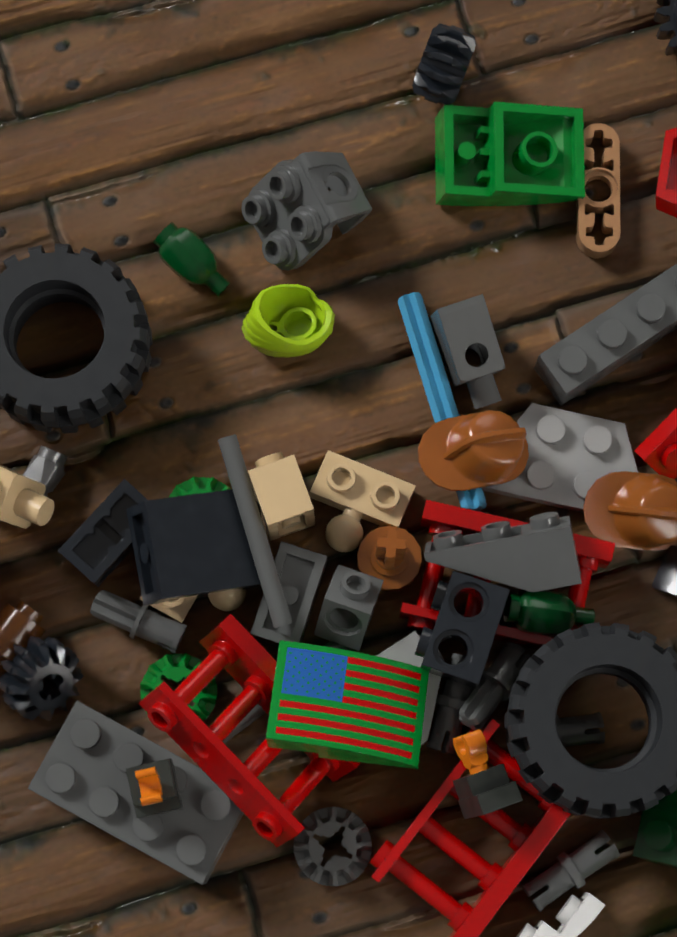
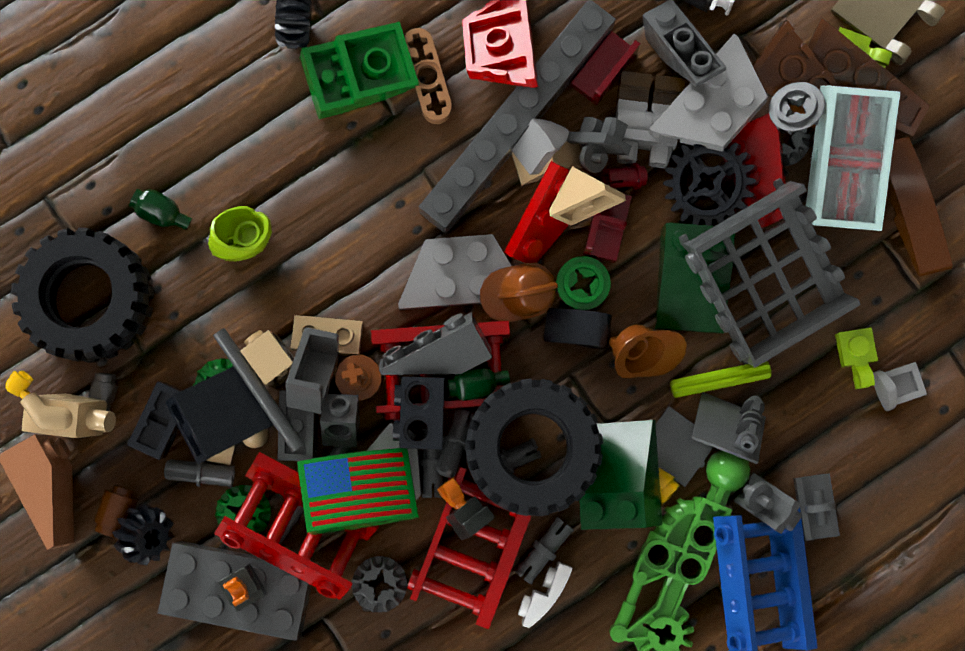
camera: 20 degrees left, 5 degrees up
(298, 212) = (221, 154): dark grey piece -> none
(334, 527) = (312, 370): none -> dark grey panel
(433, 376) = (362, 258): dark azure axle -> none
(463, 328) = (364, 201): dark grey torso -> none
(473, 451) = (393, 286): dark orange piece -> none

